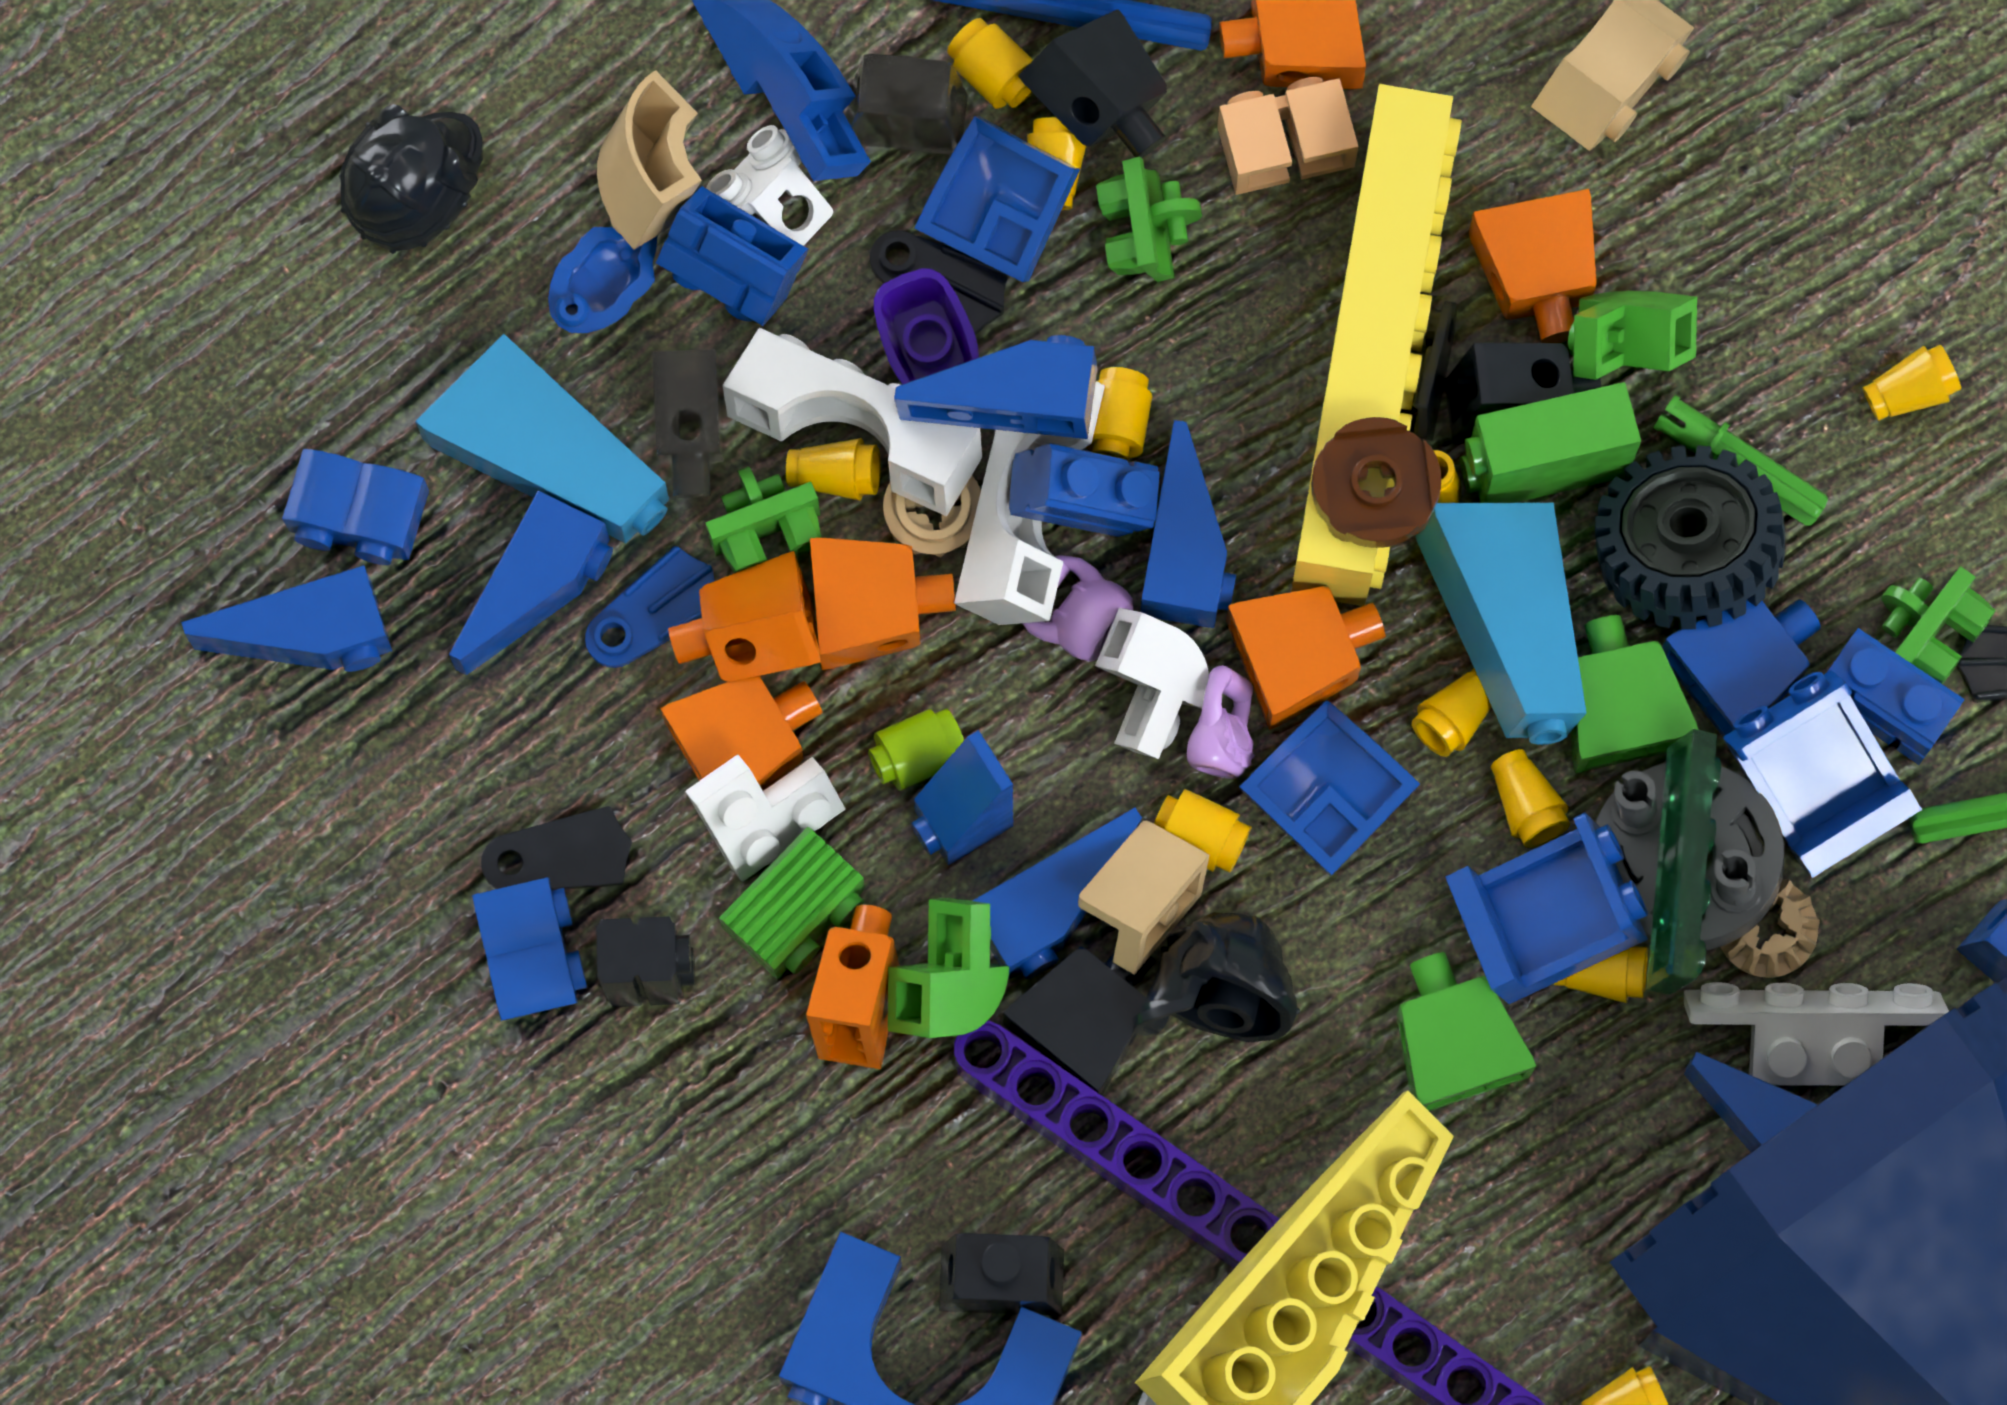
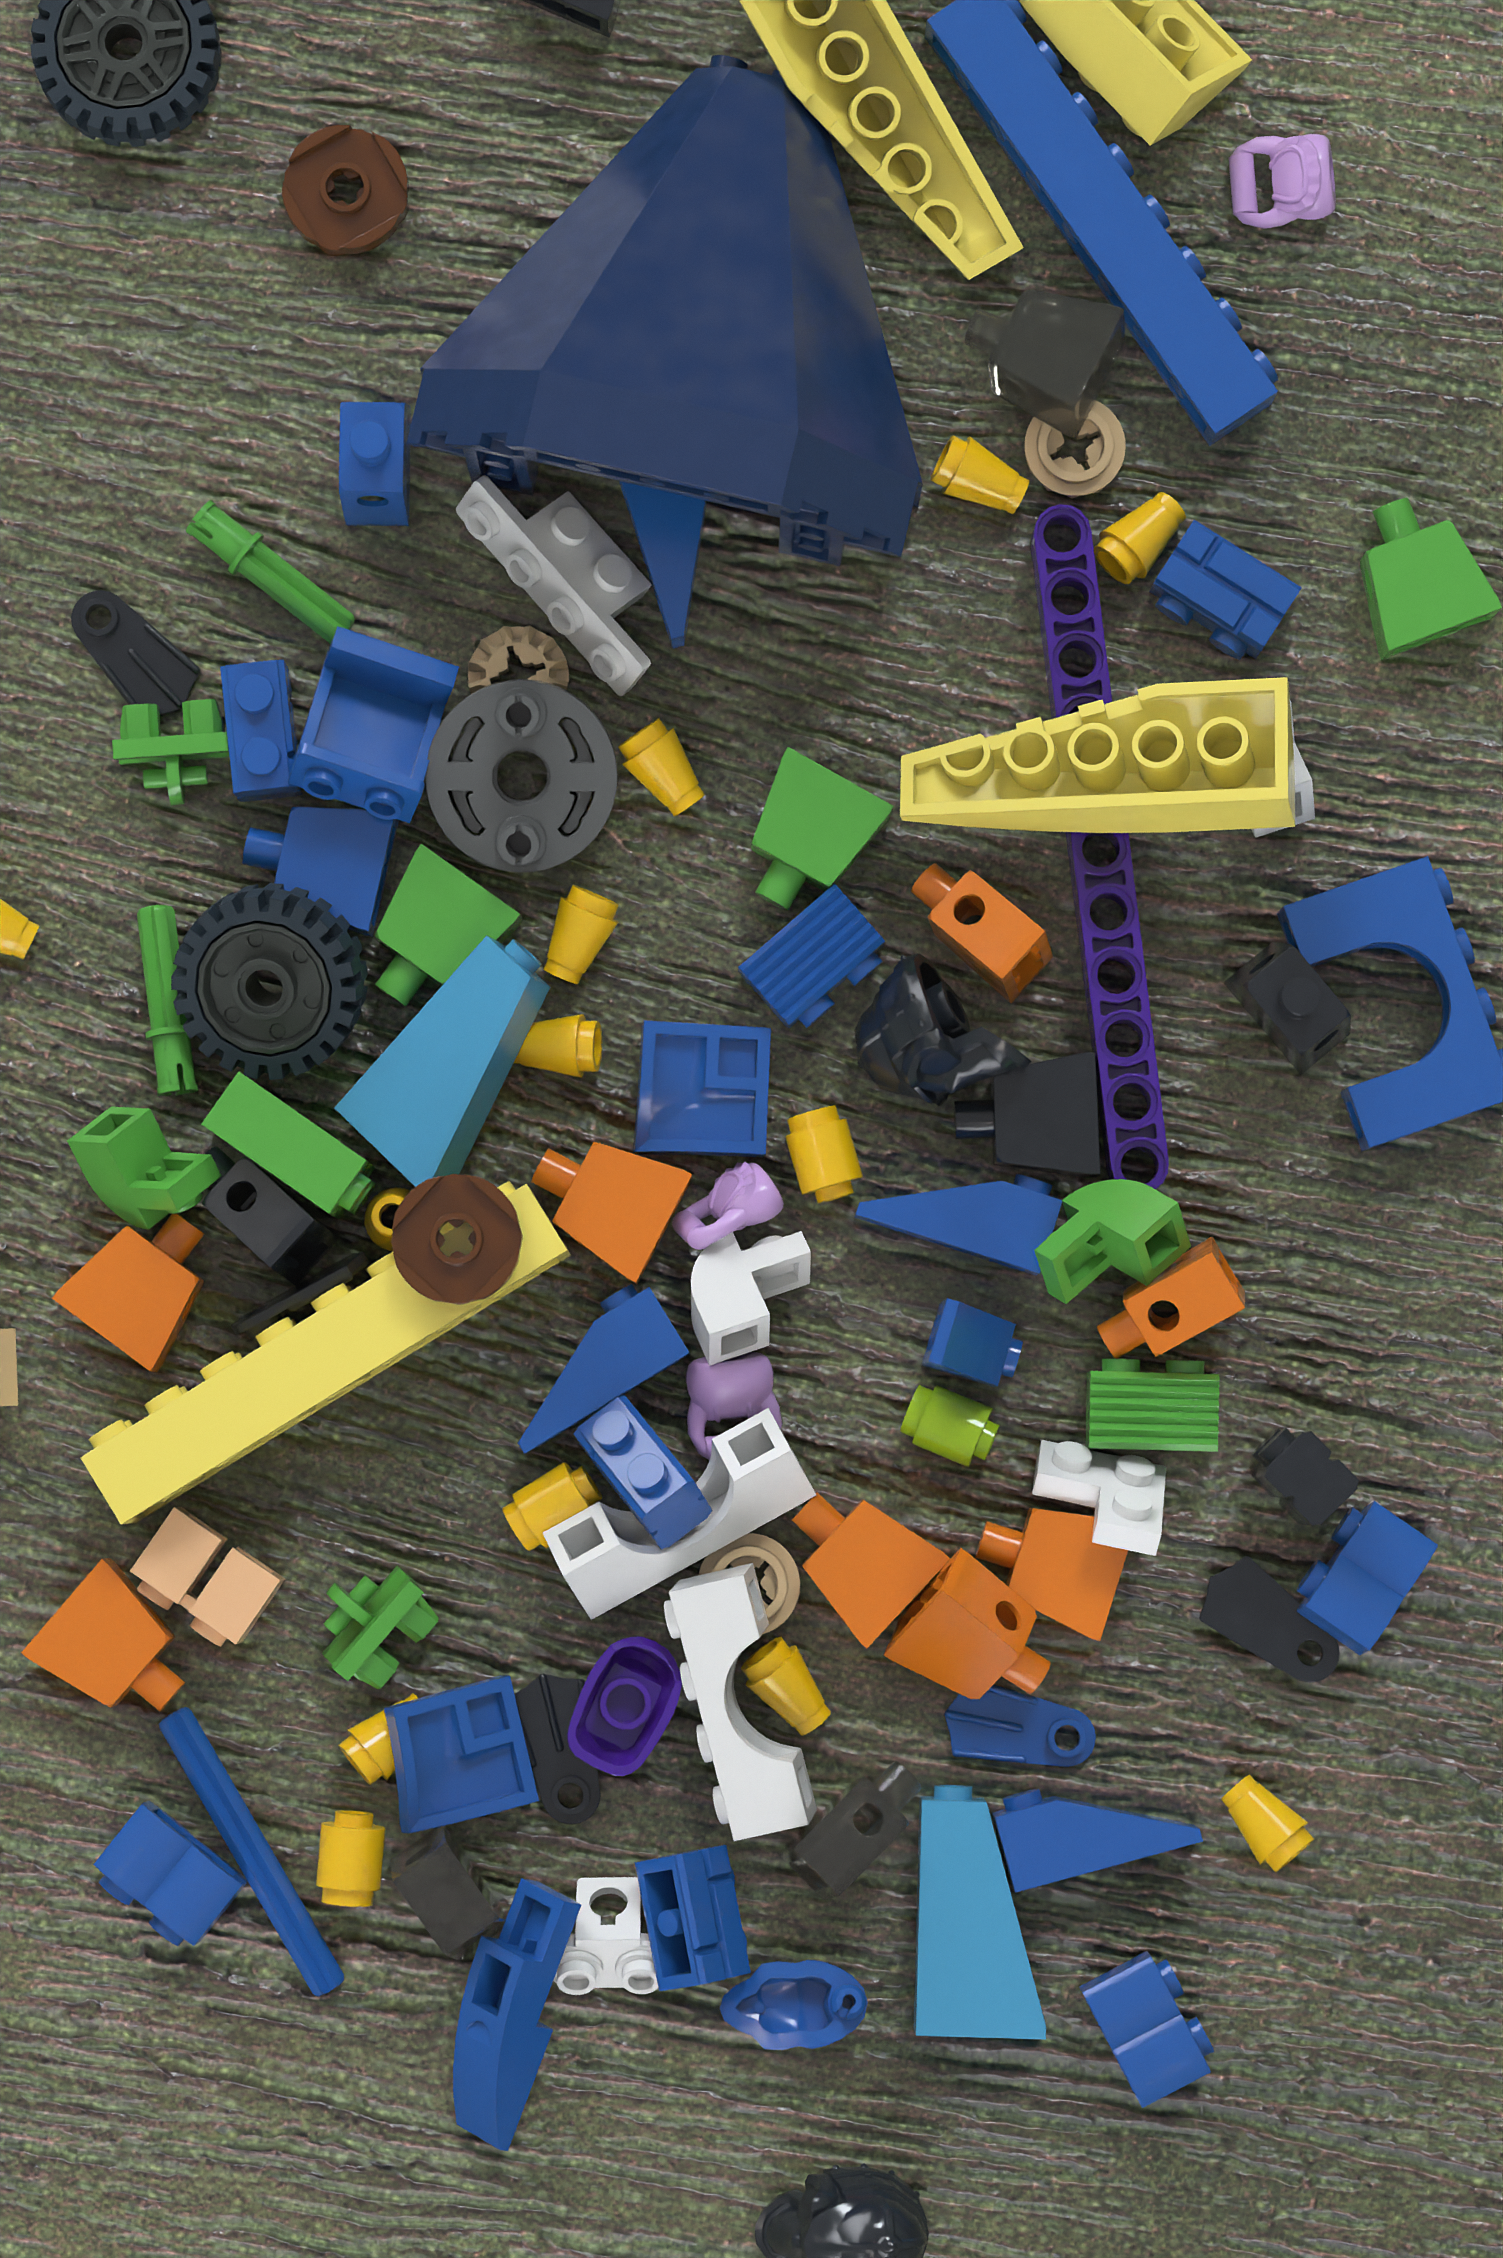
camera: 135 degrees left, 10 degrees up
(310, 625) = (1266, 1971): blue slope -> none
(417, 721) = (1267, 1823): none -> yellow cone
(645, 163) = (681, 2053): tan brick -> none
(739, 532) = (853, 1684): bright green hips -> none
(1017, 389) = (616, 1580): blue slope -> none
(1100, 84) = (298, 1753): black torso -> none
(1145, 891) = (914, 1151): tan panel -> none
(1240, 1094) = (1001, 946): none -> orange torso
(1356, 952) = (813, 958): none -> blue brick
(1550, 910) = (658, 839): blue panel -> none
(1684, 842) = (524, 776): clear green plate -> none

